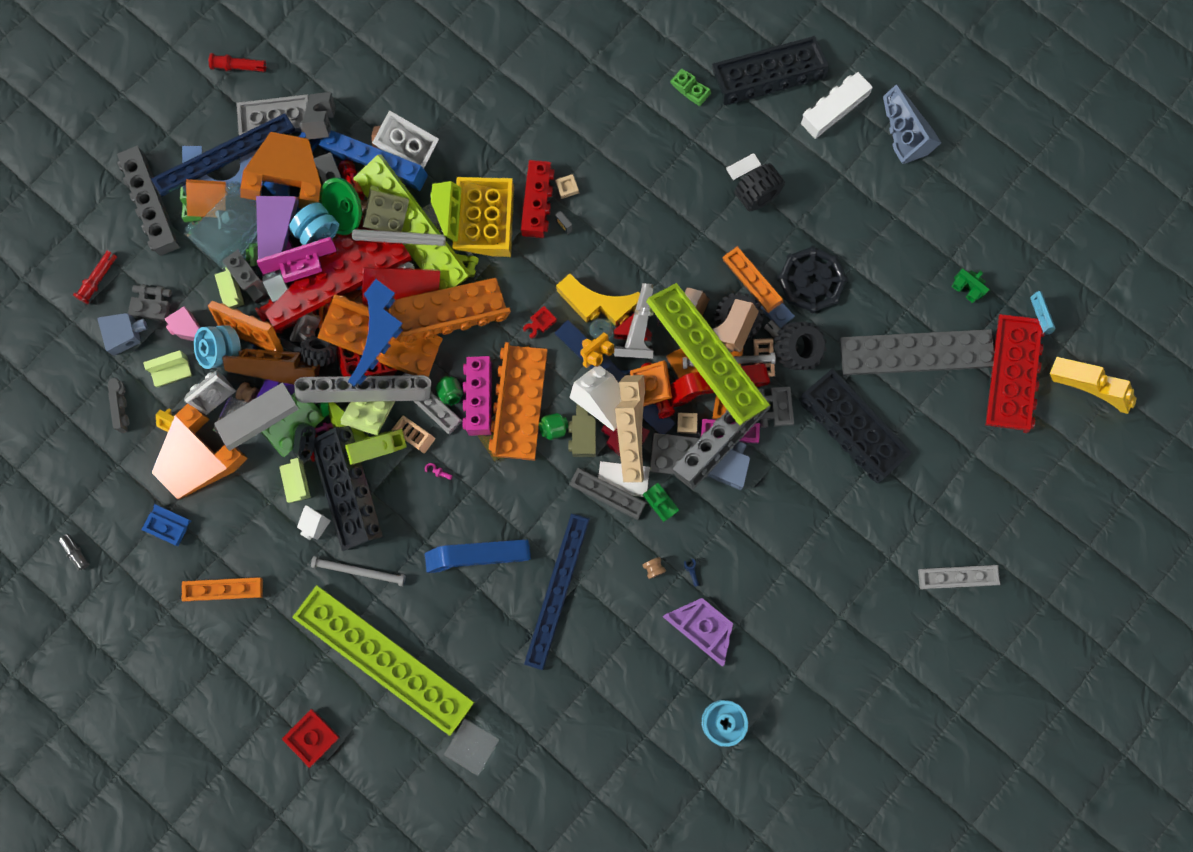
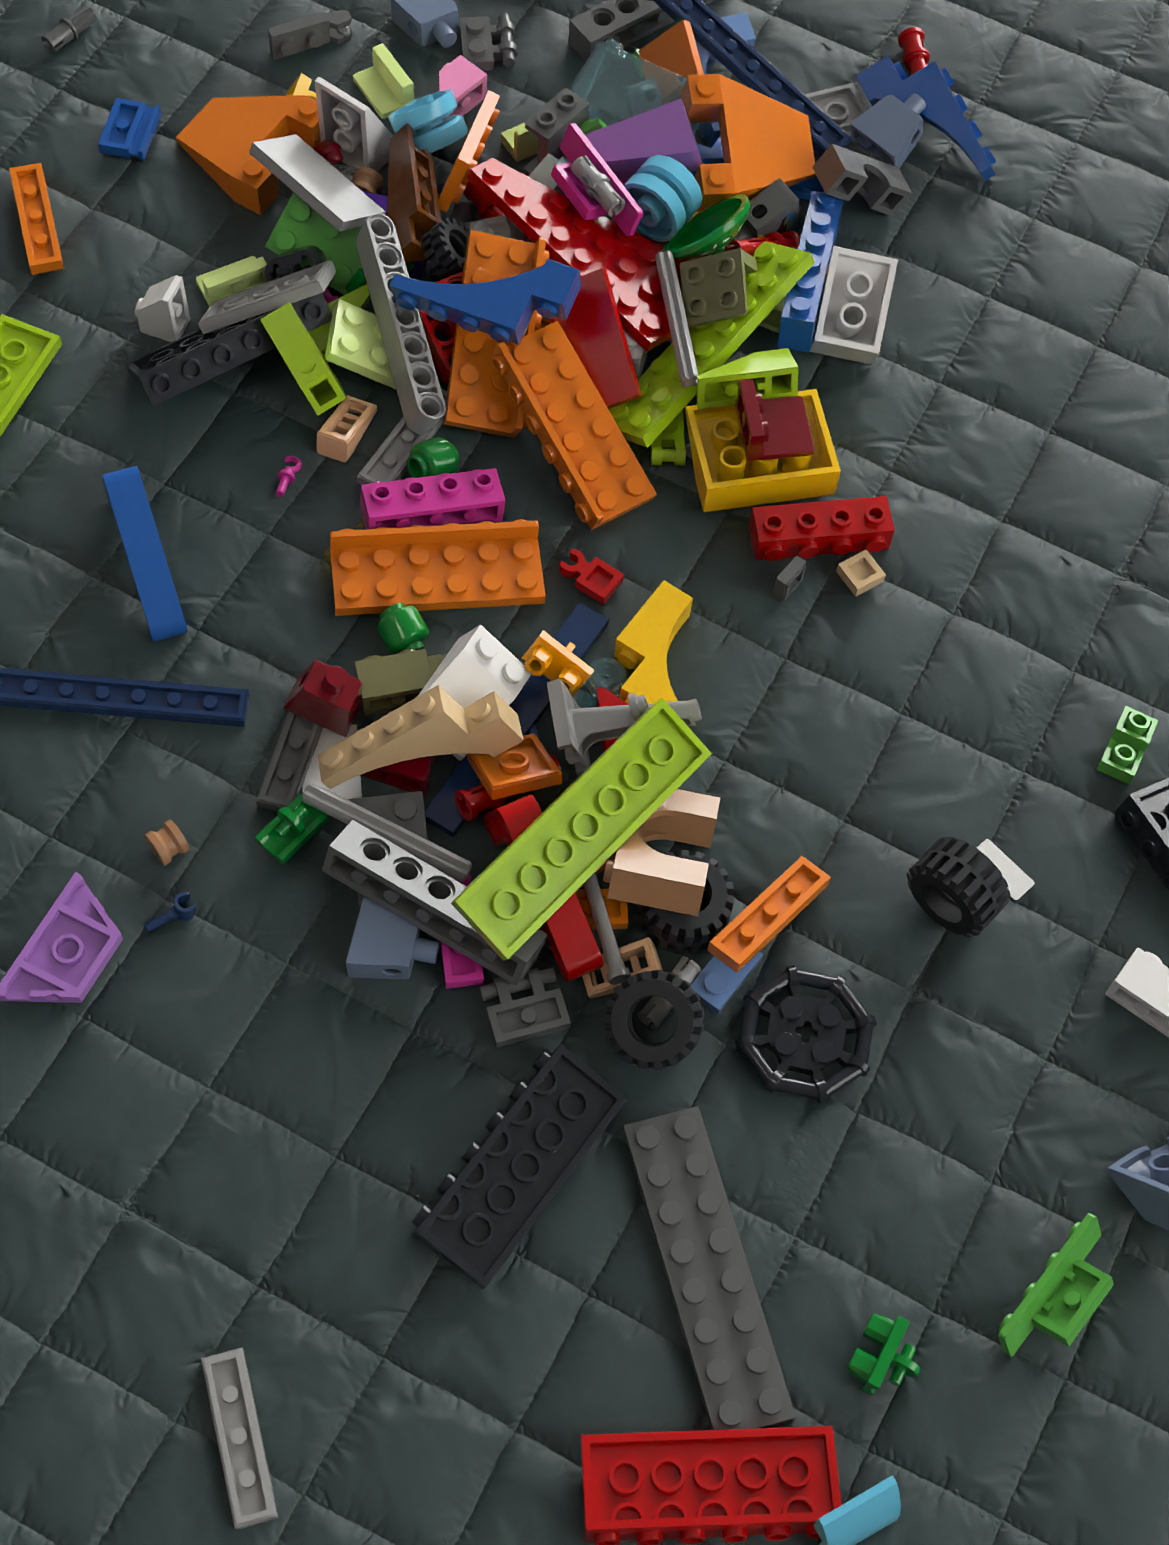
camera: 70 degrees right, 15 degrees down
(215, 409) = (330, 151): none -> dark red arm
(267, 62) = (942, 108): none -> blue arch
(285, 90) = (890, 128): none -> sand blue torso
(305, 257) = (598, 186): none -> light grey pin
(316, 562) = (88, 454): light grey bar -> none
(325, 459) = (267, 296): none -> light grey tile
(480, 204) = (772, 426): none -> dark red bracket
(594, 470) = (326, 697): none -> dark red torso
(676, 454) = (419, 847): none -> light grey axle
(687, 423) = (461, 844): tan plate -> none
(958, 198) = (1063, 1295): none -> bright green bracket

